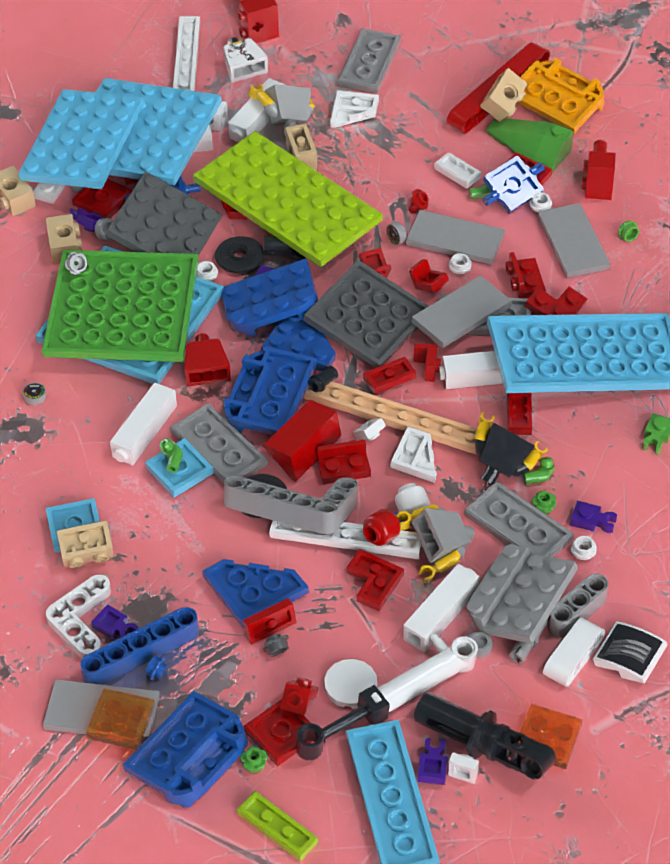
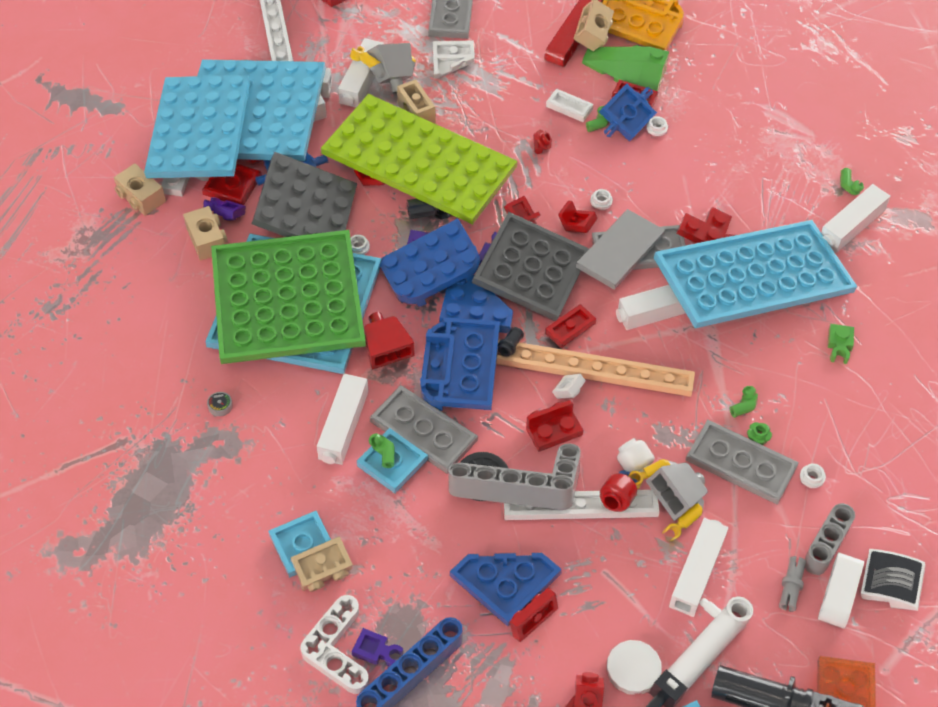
camera: 15 degrees left, 5 degrees up
(80, 258) = (236, 258): light grey plate -> none
(101, 228) = (244, 216): light grey tile -> none
(156, 667) = (432, 689): blue plate -> none
(244, 59) = (332, 22): white torso -> none
(252, 259) = (384, 233): black wheel -> none
(276, 644) = (548, 639): dark grey plate -> none
(297, 440) = (508, 406): red slope -> none
(379, 575) = (627, 541): red plate -> none
(396, 233) = (532, 177): tile -> none
(415, 455) = (621, 406): white wing -> none
(427, 354) = (604, 299): red bracket -> none
(455, 236) = (587, 172): light grey tile -> none
(484, 643) = (748, 593): light grey tile -> none
(503, 451) = (707, 388): black torso -> none
(519, 413) = (707, 346): red plate -> none
(519, 593) = (772, 539): light grey plate -> none
(524, 276) = (666, 203): red bracket -> none
(573, 240) = (699, 159): light grey tile -> none
(589, 516) = (807, 442): dark purple plate -> none
(600, 172) = (706, 88): red brick -> none
(628, 231) = (747, 142): bright green plate -> none

